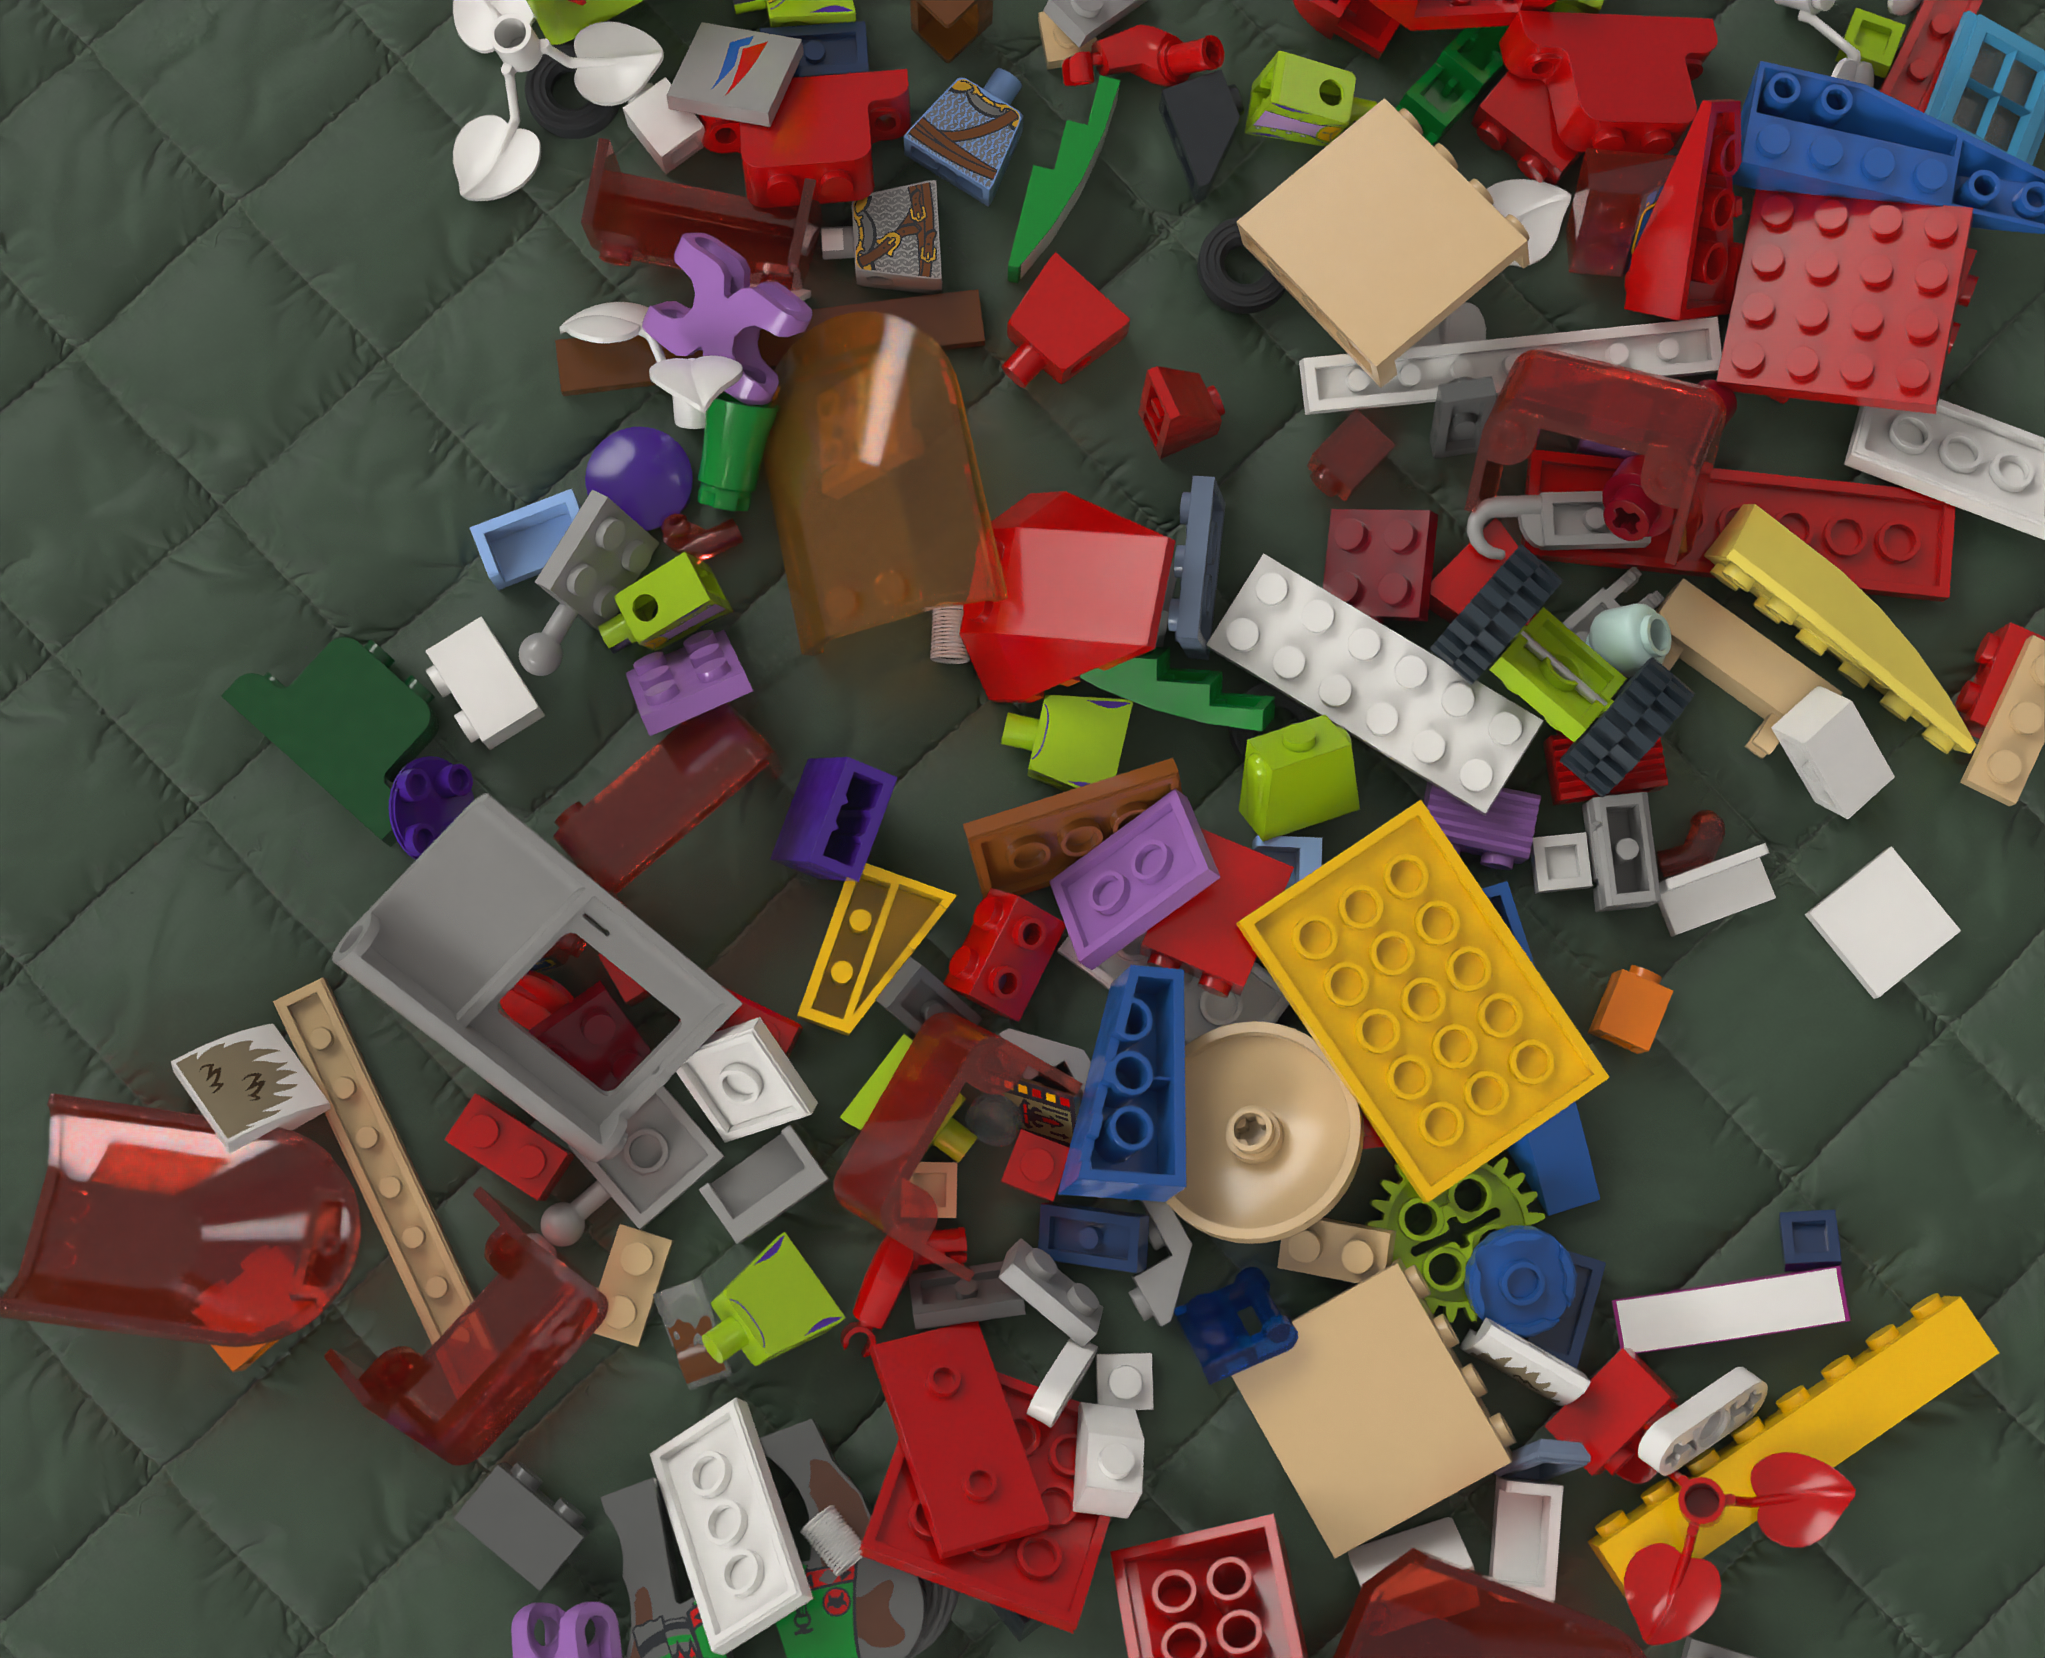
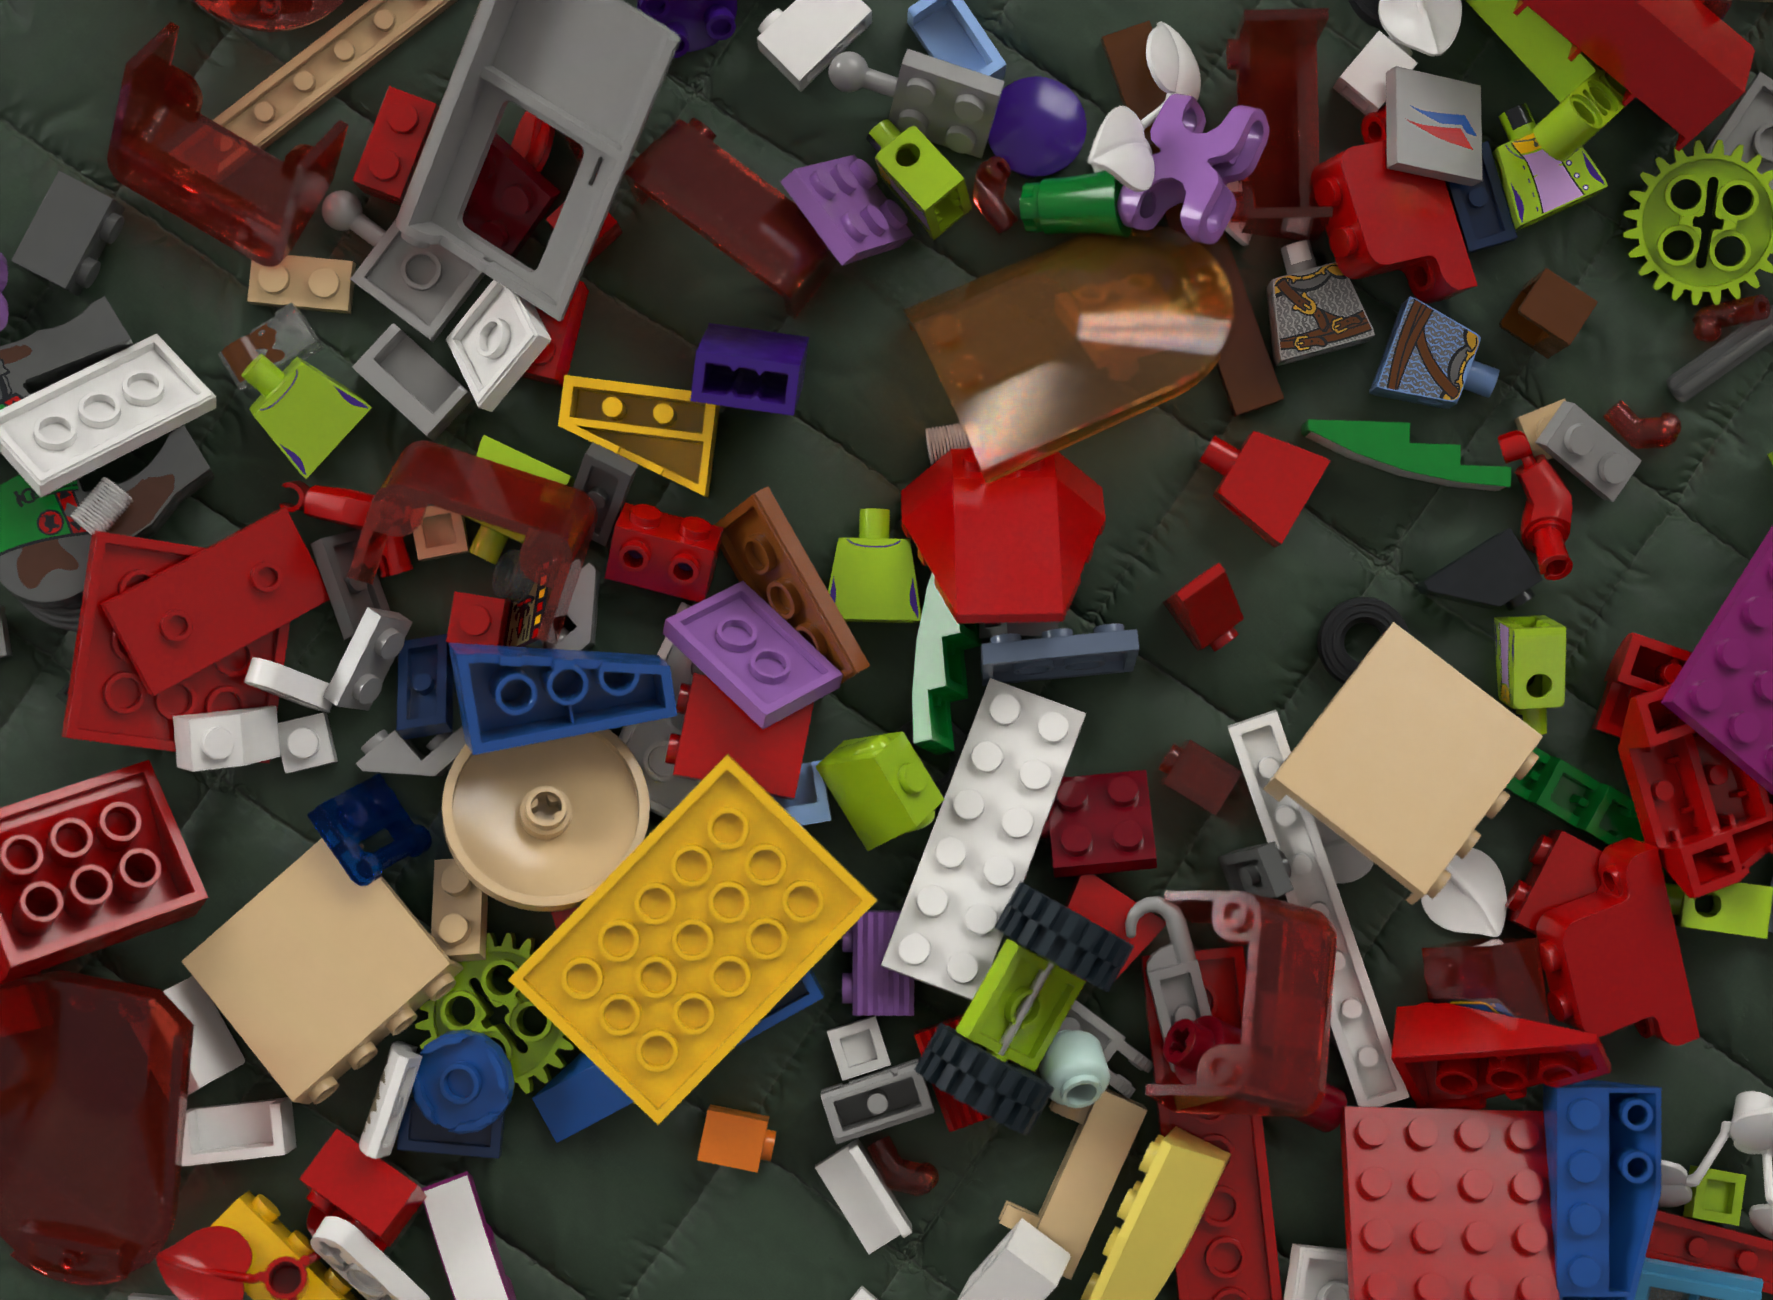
camera: 85 degrees right, 5 degrees up
(1545, 1460) = (306, 1135): sand blue tile -> none

